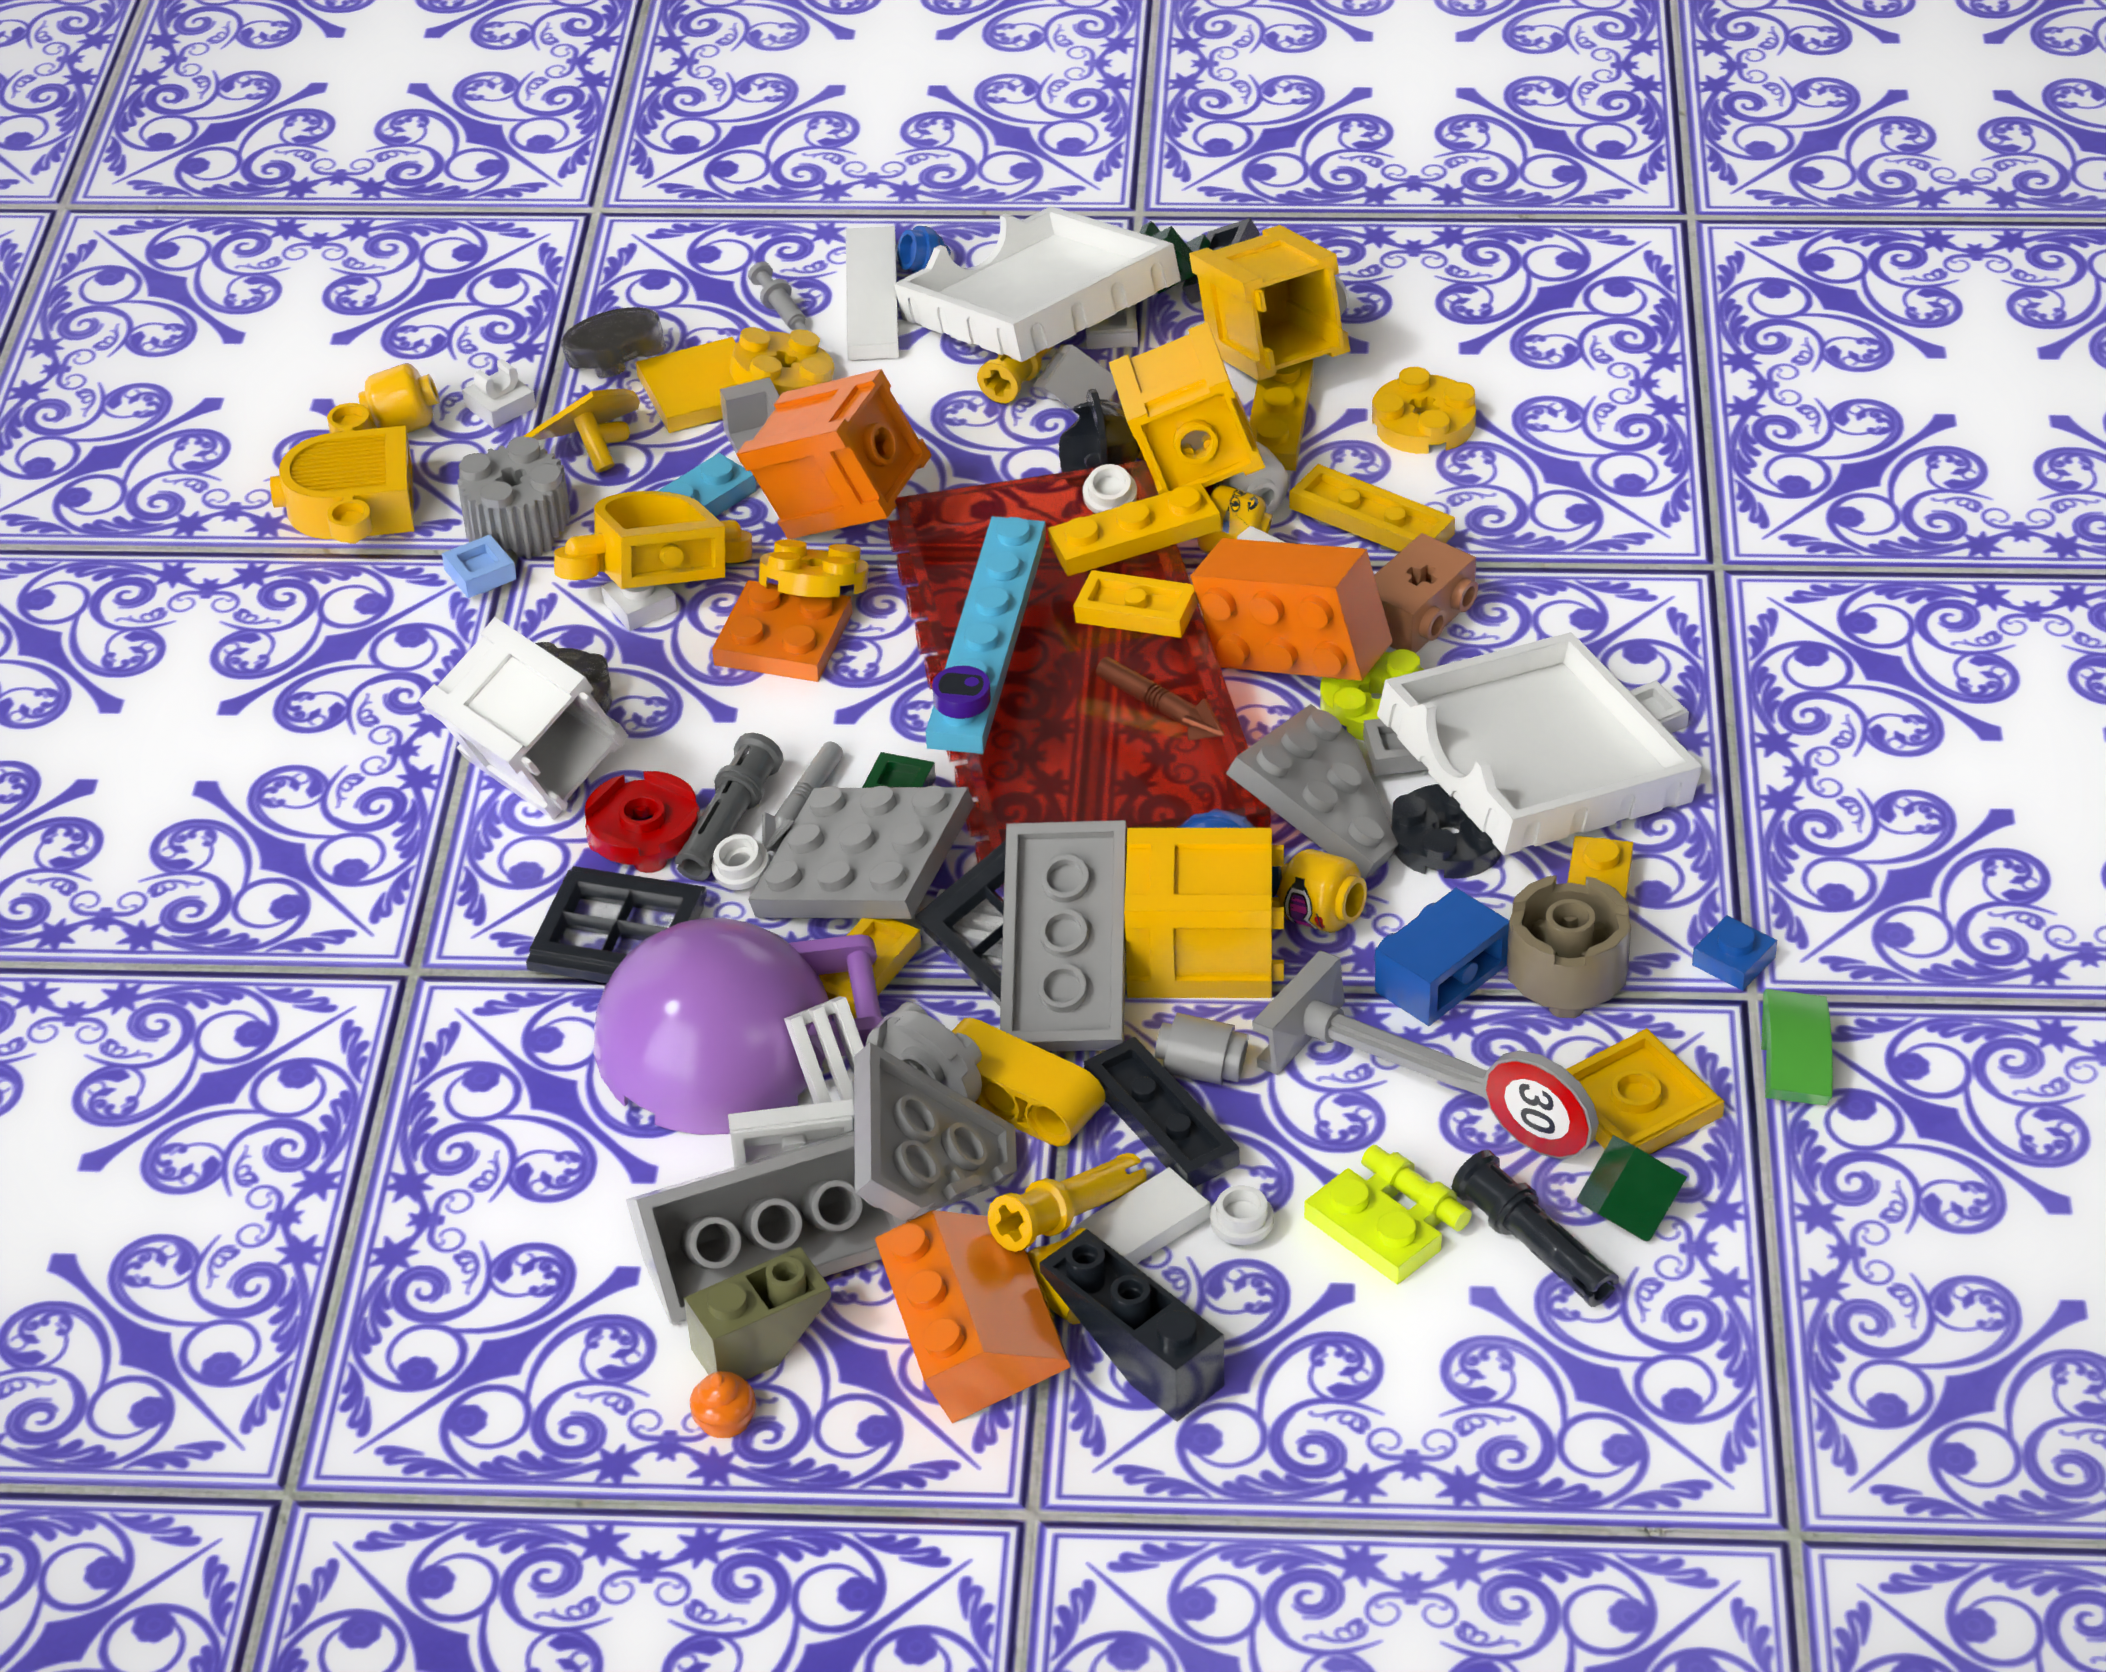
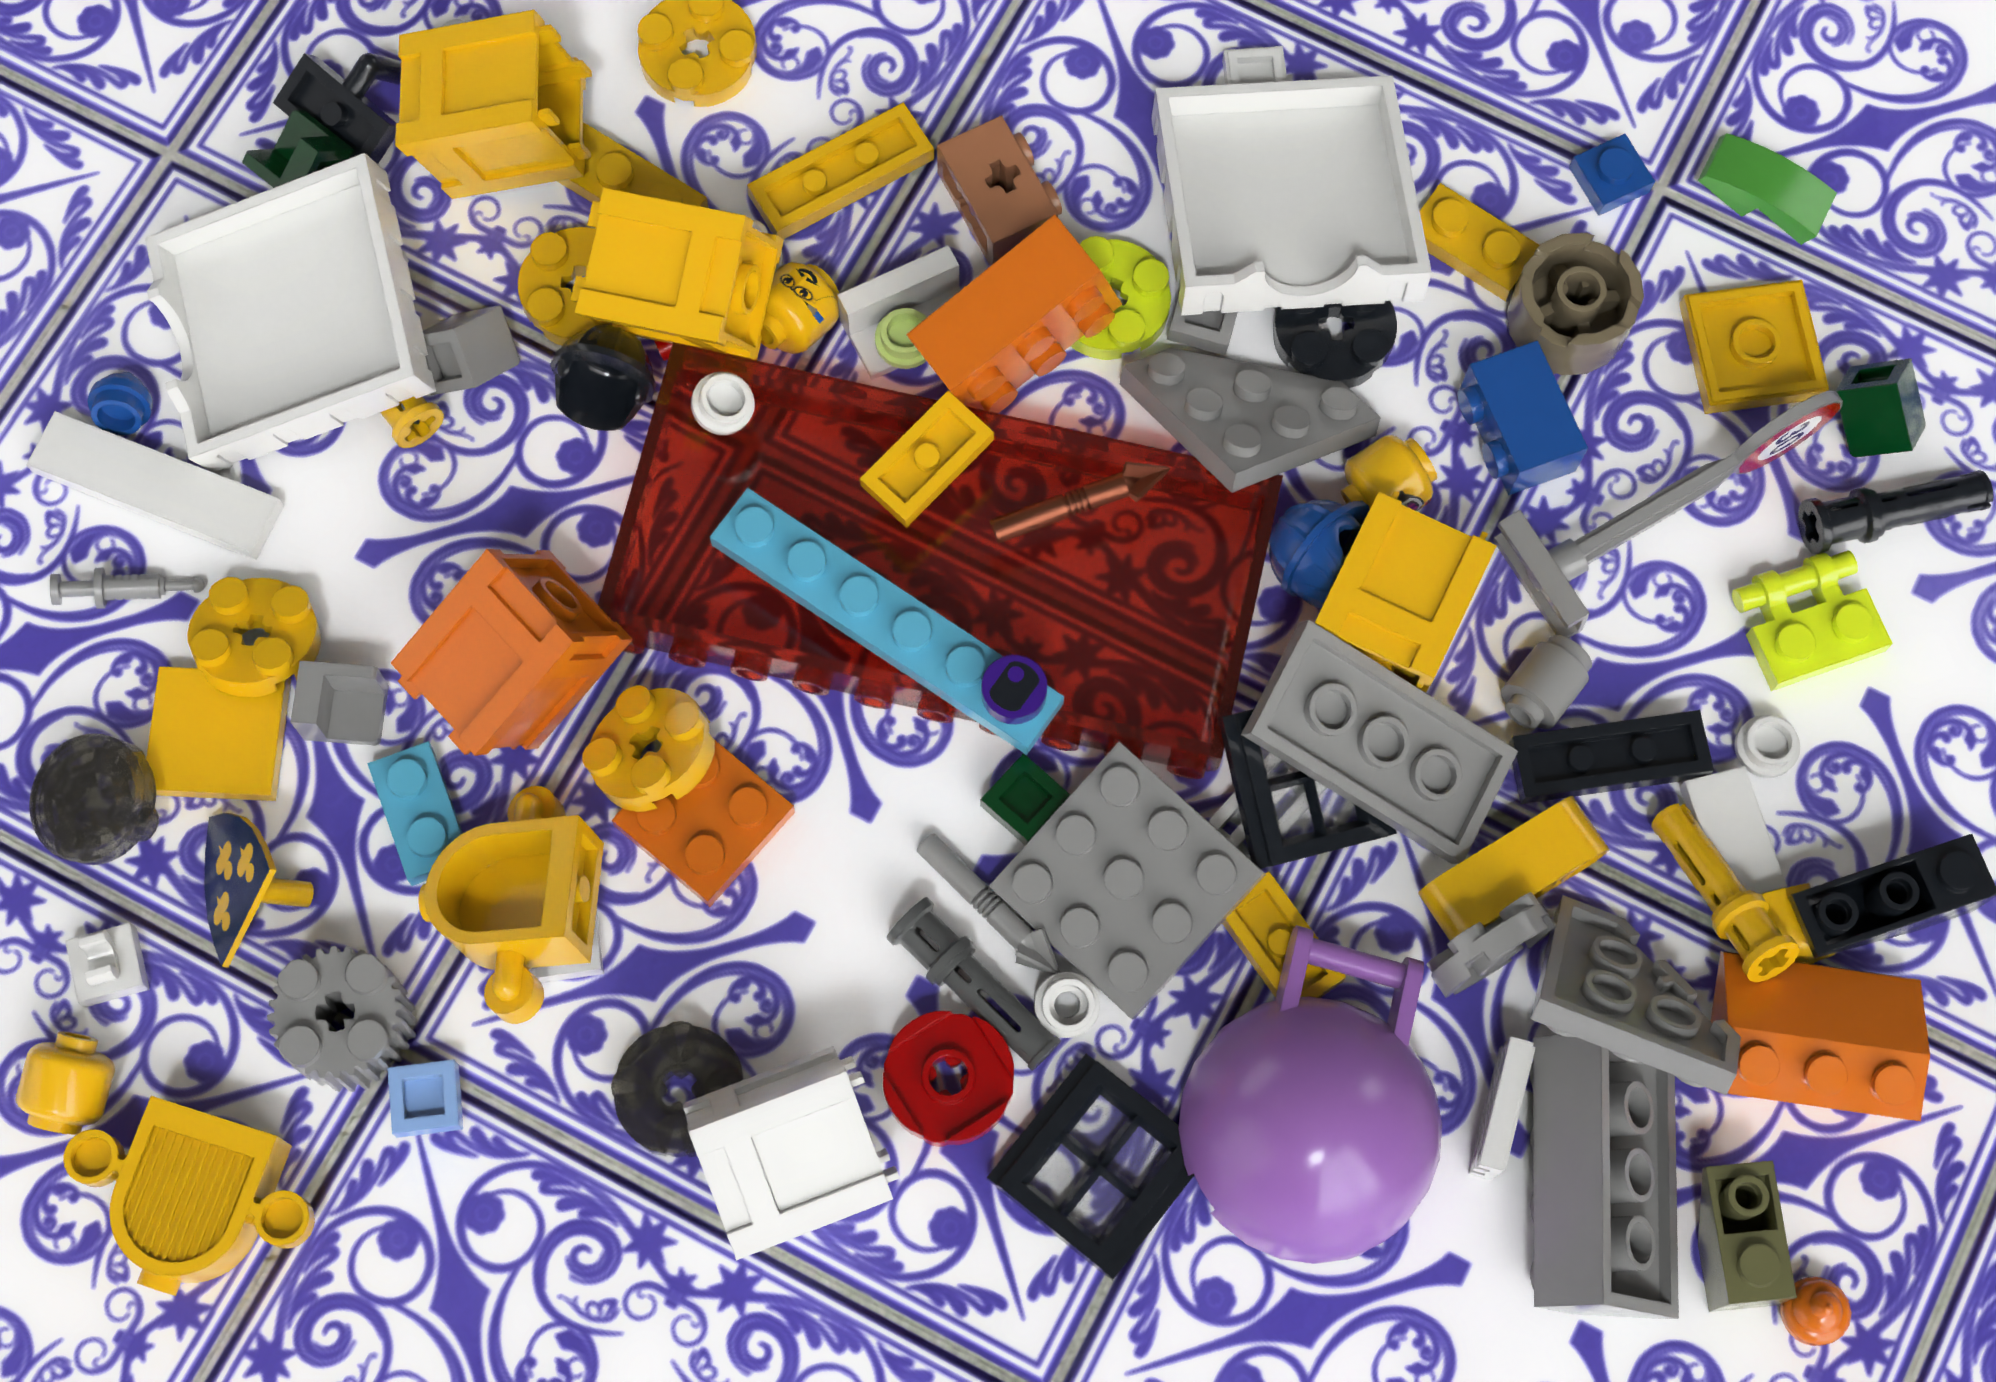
camera: 70 degrees left, 30 degrees up
(849, 1036) = (1466, 1032): white tile -> none
(1134, 529) = (793, 406): yellow plate -> none

